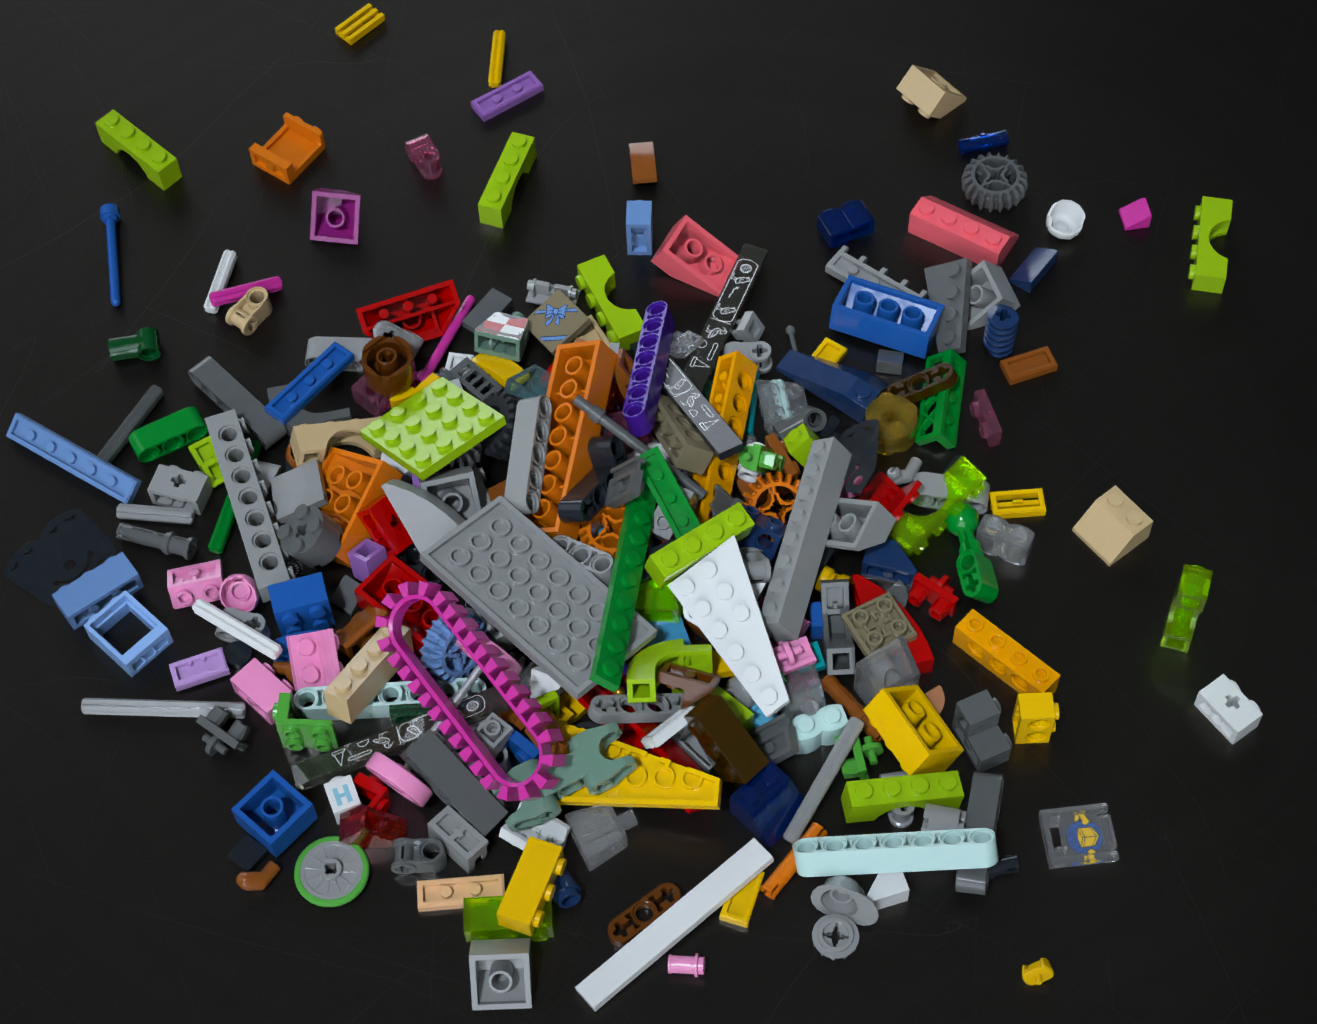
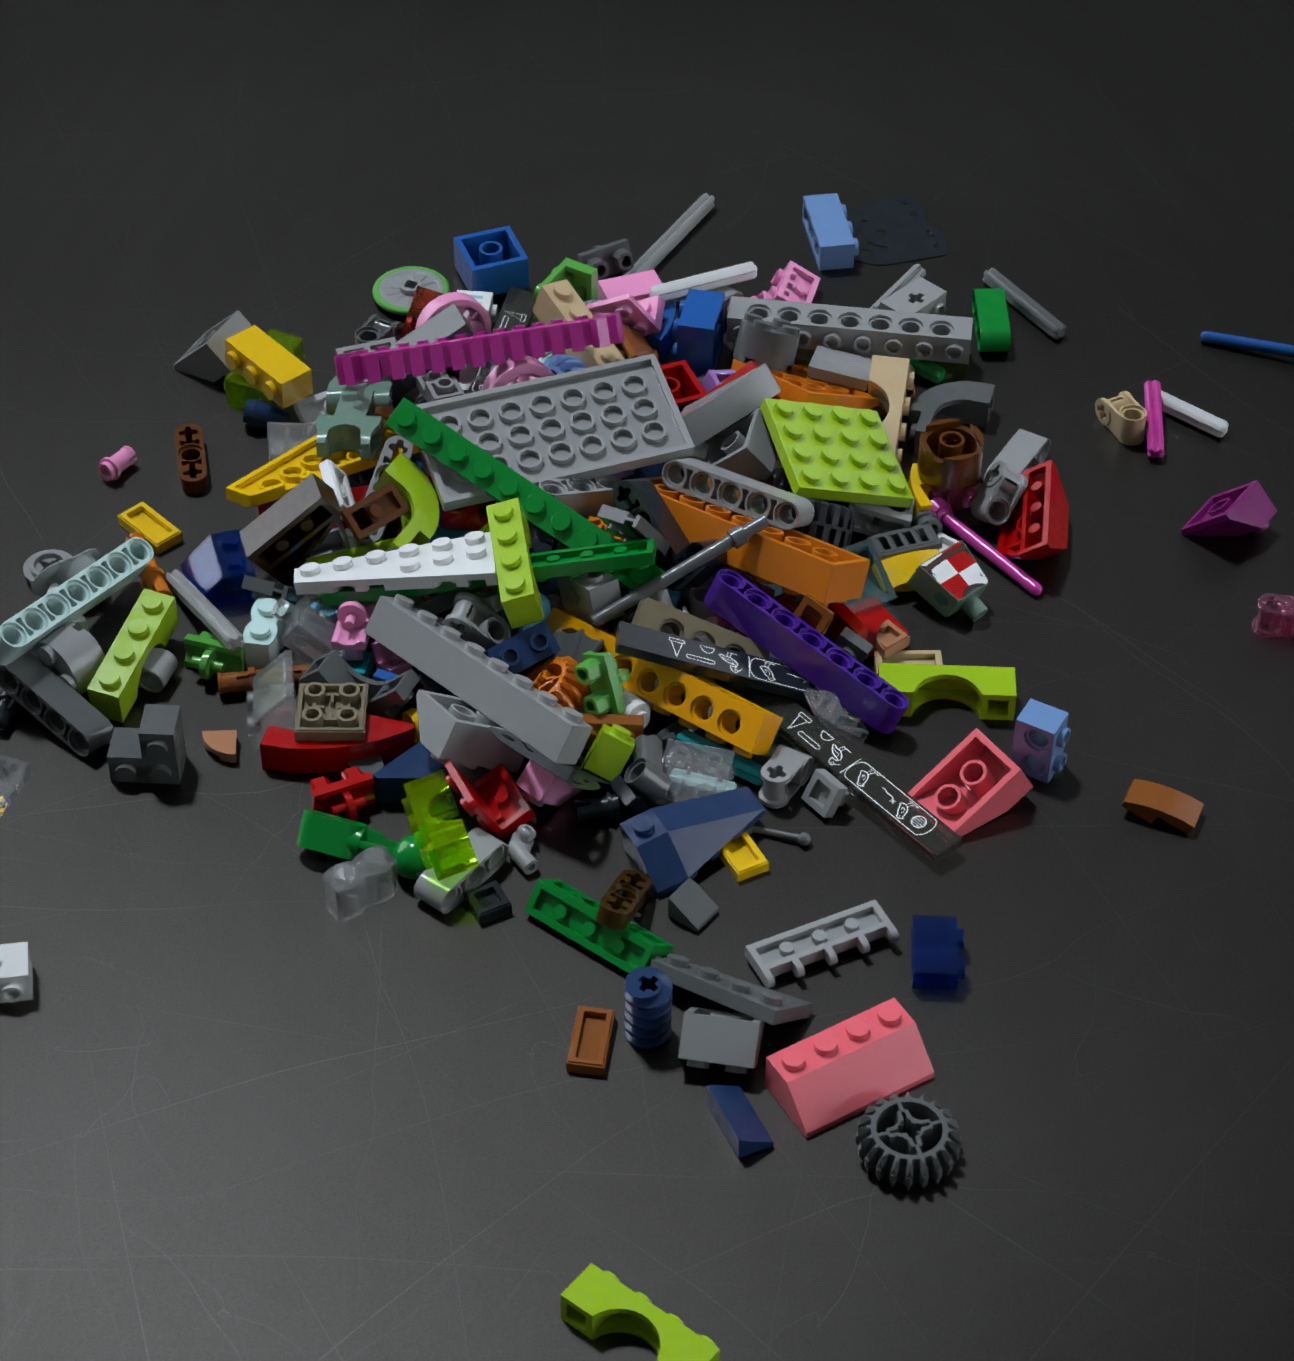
camera: 115 degrees right, 15 degrees down
(73, 458) = (1005, 254): medium blue tile -> none
(142, 345) = (1127, 330): dark green piece -> none
(145, 649) = (740, 225): light blue window -> none
(167, 543) = (853, 287): dark grey pin -> none
(199, 669) = (691, 262): lavender plate -> none
(231, 395) = (1010, 371): dark grey beam -> none
(257, 880) = (441, 247): dark orange arm -> none
(309, 383) = (978, 410): blue tile -> none
(449, 892) = (322, 353): light nougat tile -> none
(492, 302) = (1009, 597): dark grey tile -> none
(498, 195) = (1231, 685): lime arch -> none
(540, 291) = (1000, 649): light grey hinge -> none
(557, 321) = (945, 632): dark tan tile -> none
(674, 924) = (161, 471): white tile -> none
(886, 316) = (749, 911): blue slope -> none
(896, 422) = (592, 852): clear yellow brick -> none
(913, 730) = (204, 684): yellow brick -> none
(929, 92) = (1119, 1150): tan slope -> none
(983, 141) = (994, 1171): clear blue pin -> none
(988, 423) = (538, 950): clear pink plate -> none
(1004, 655) = (215, 814): light orange brick -> none
(1018, 508) = (394, 952): yellow tile -> none
(1034, 717) = (123, 789): yellow brick -> none
(1065, 219) = (788, 1180): white hair -> none
(1113, 526) = (300, 1001): tan slope -> none
(1136, 215) = (752, 1282): dark pink slope -> none
(1185, 607) = (116, 922): clear neon green arch -> none

